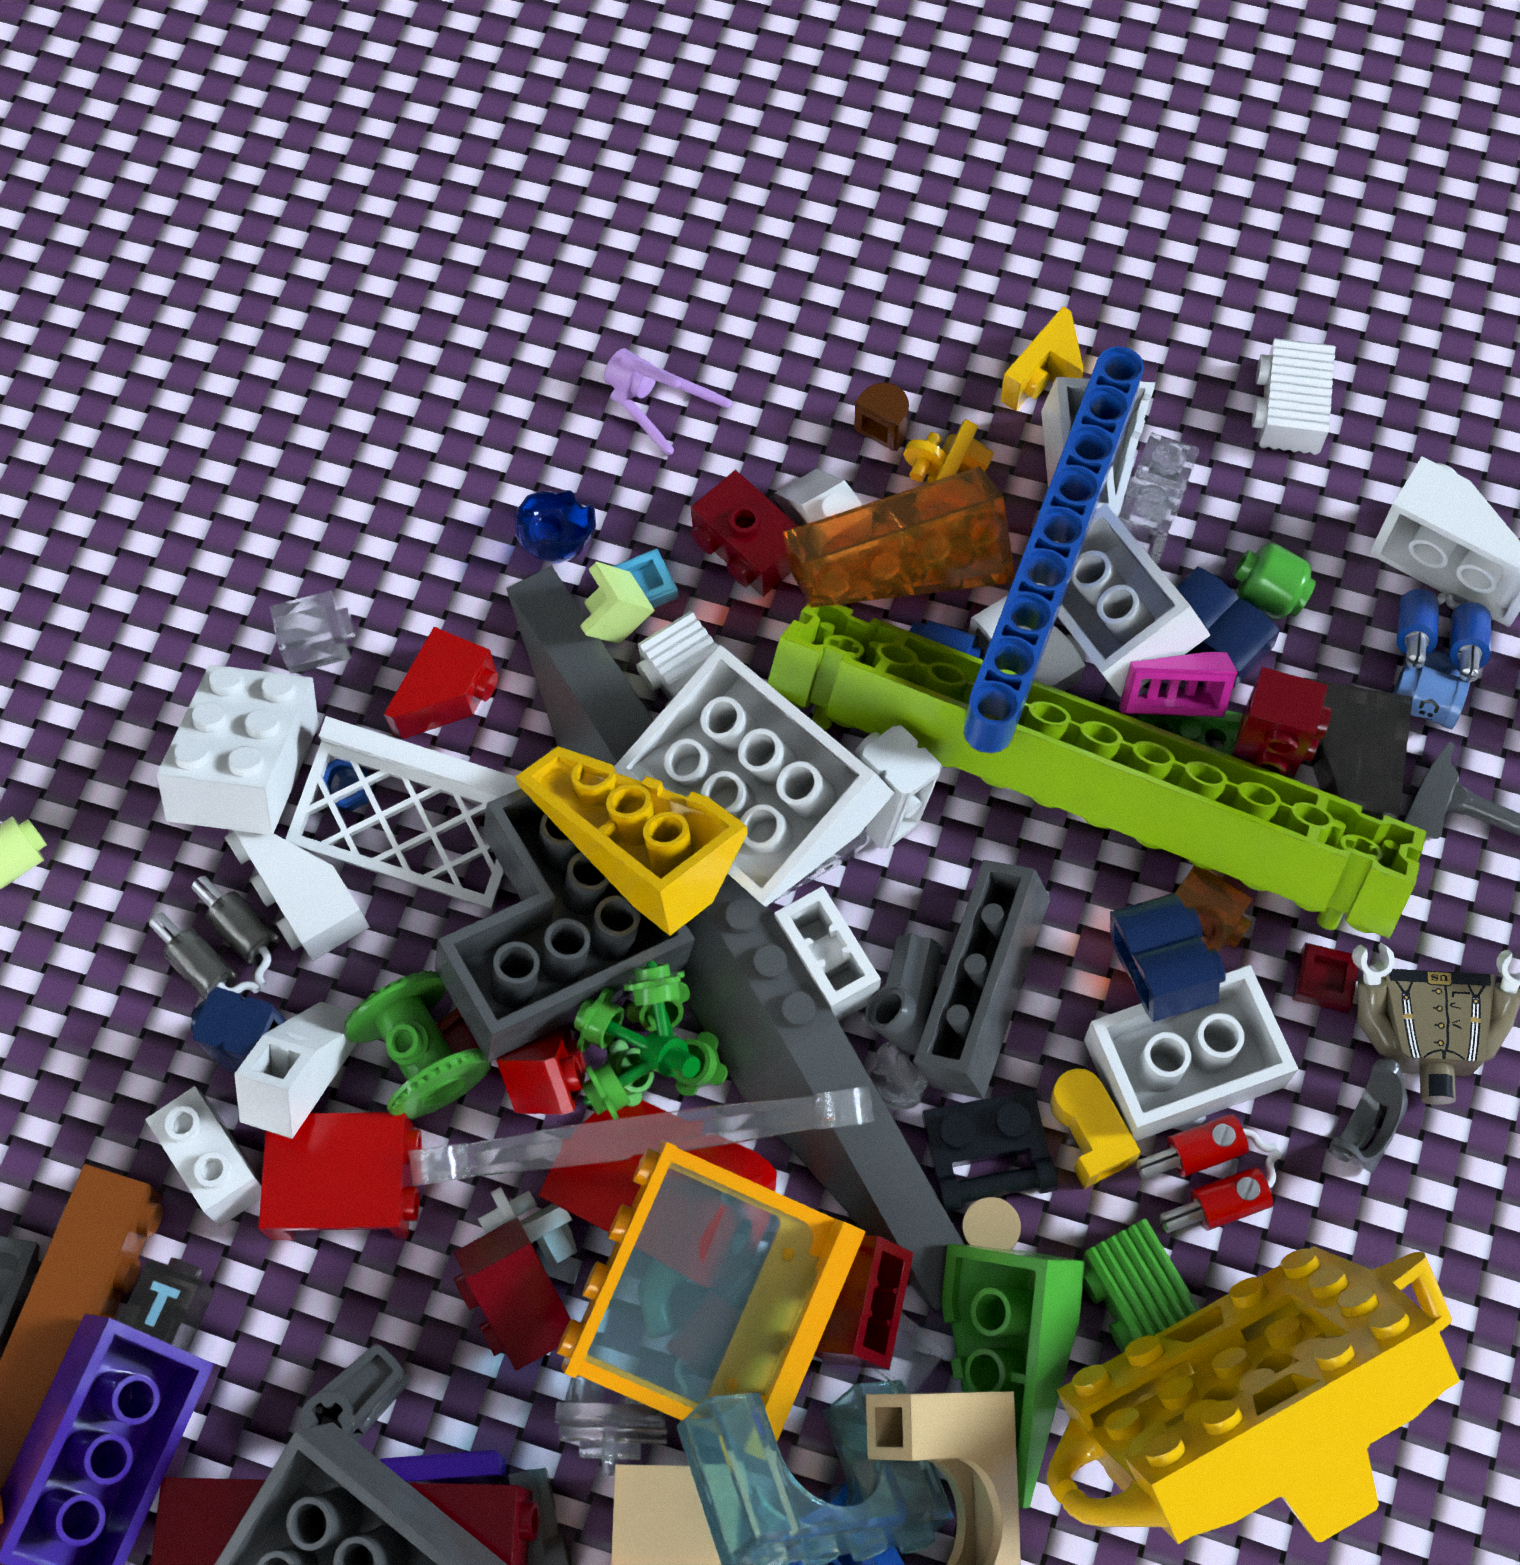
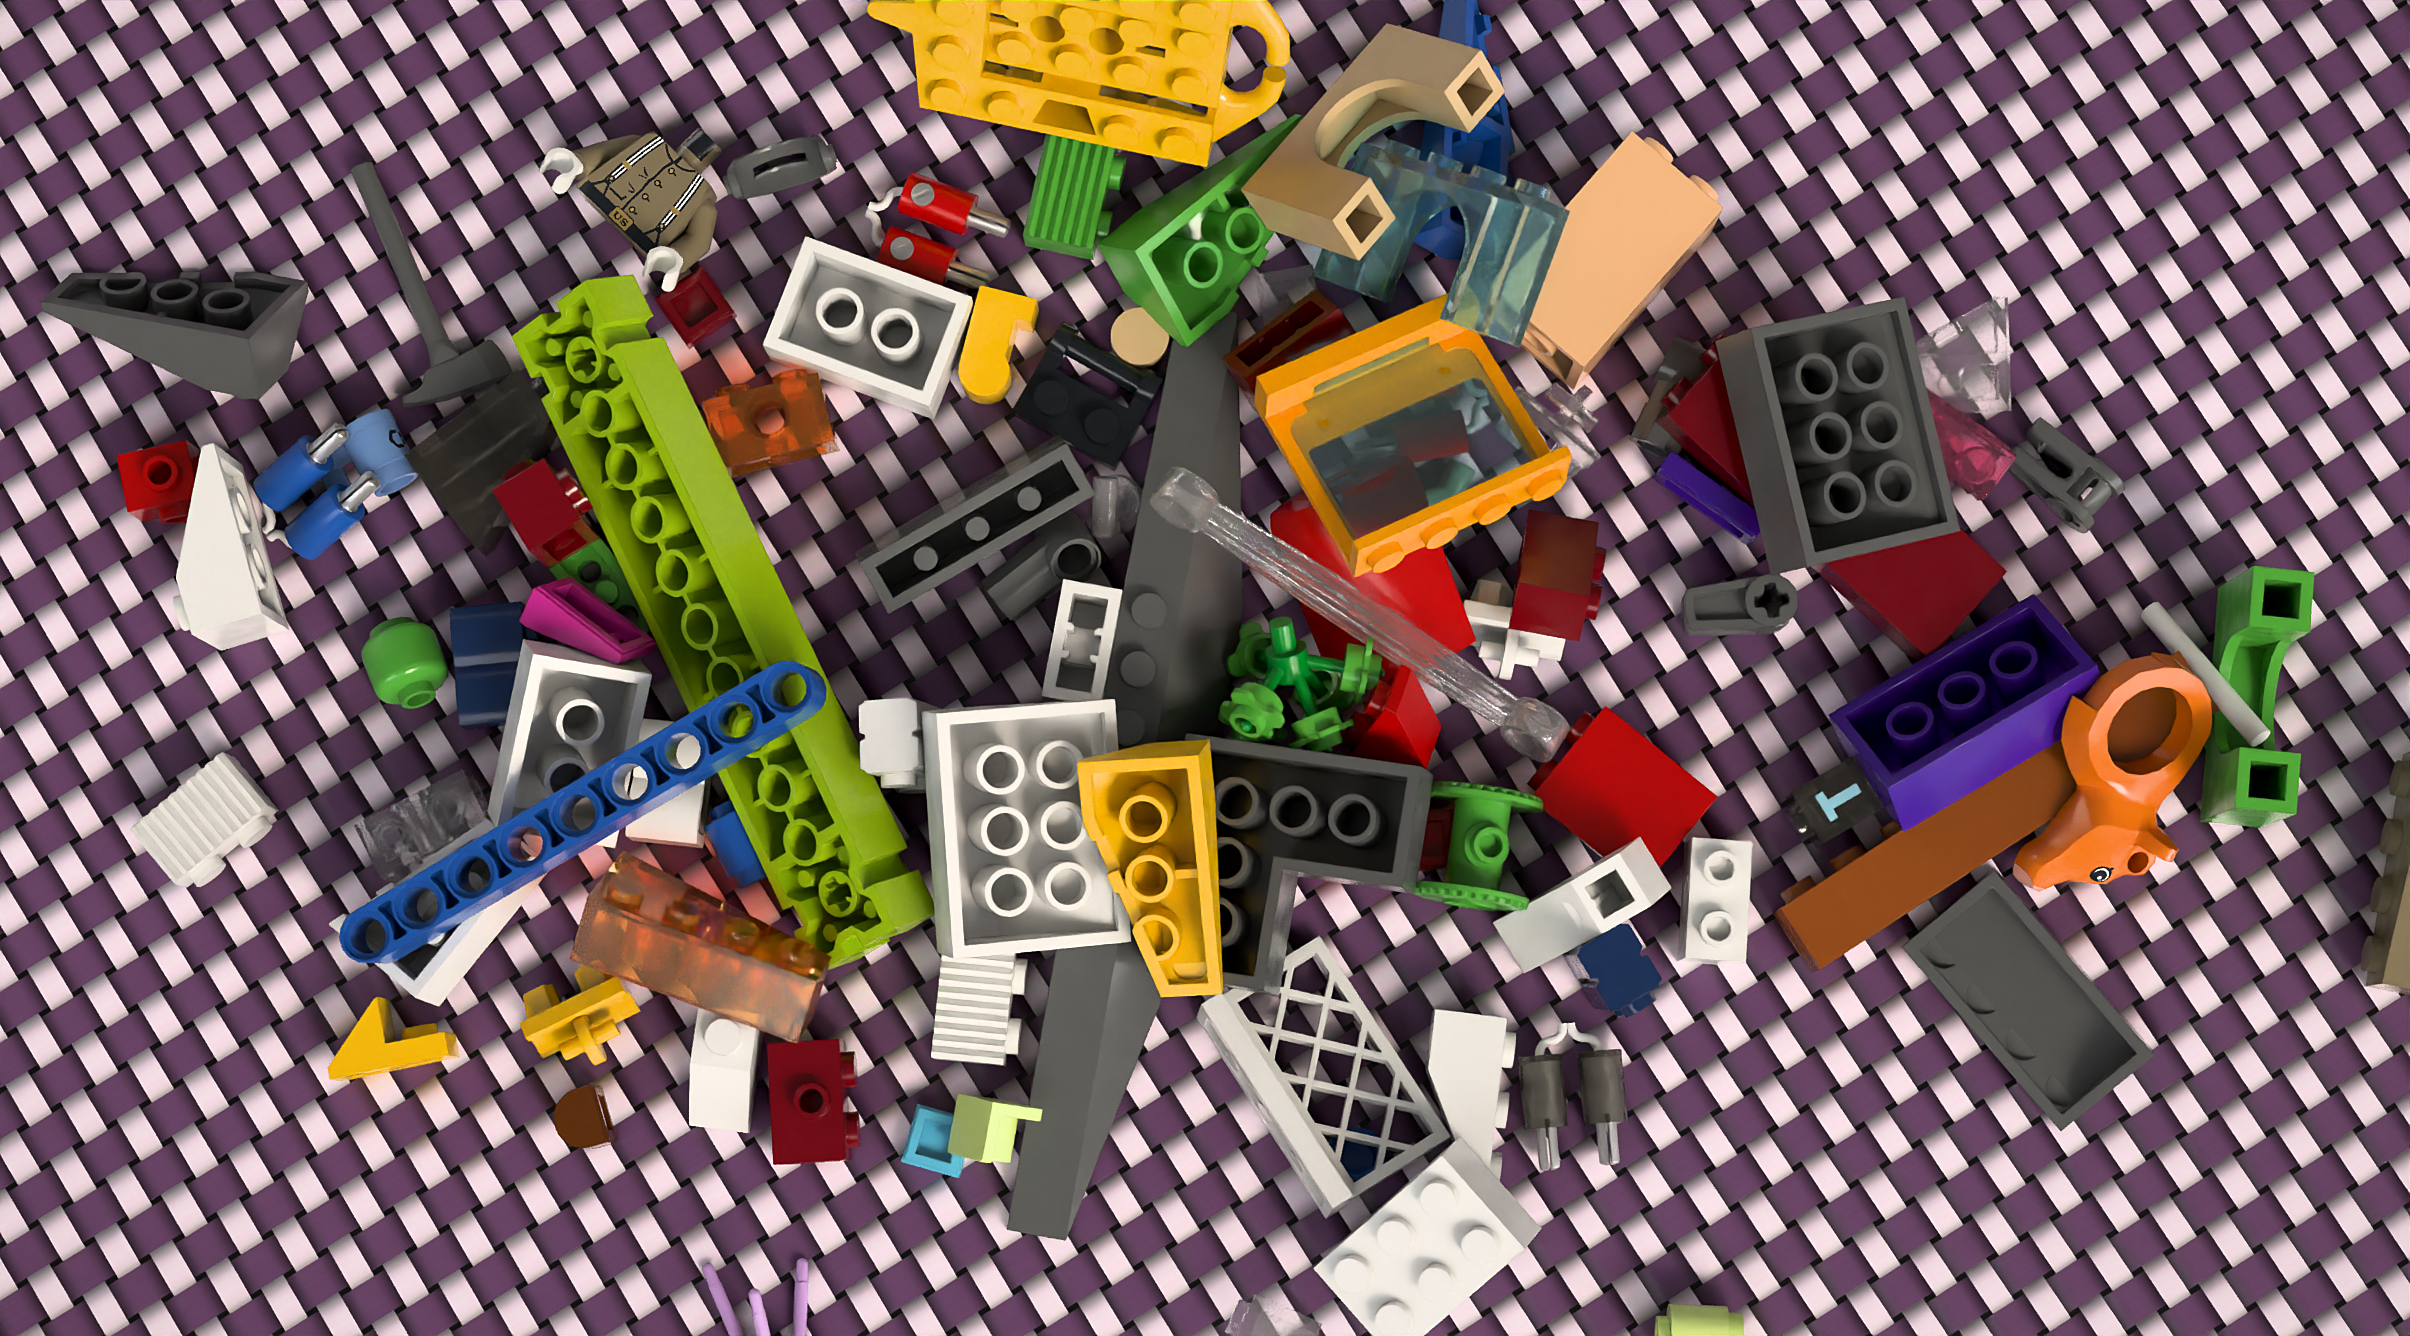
camera: 140 degrees left, 15 degrees up
(441, 685) = (1197, 1180): red slope -> none
(554, 525) = (975, 1257): clear blue hair -> none
(1166, 956) = (826, 400): dark blue brick -> none

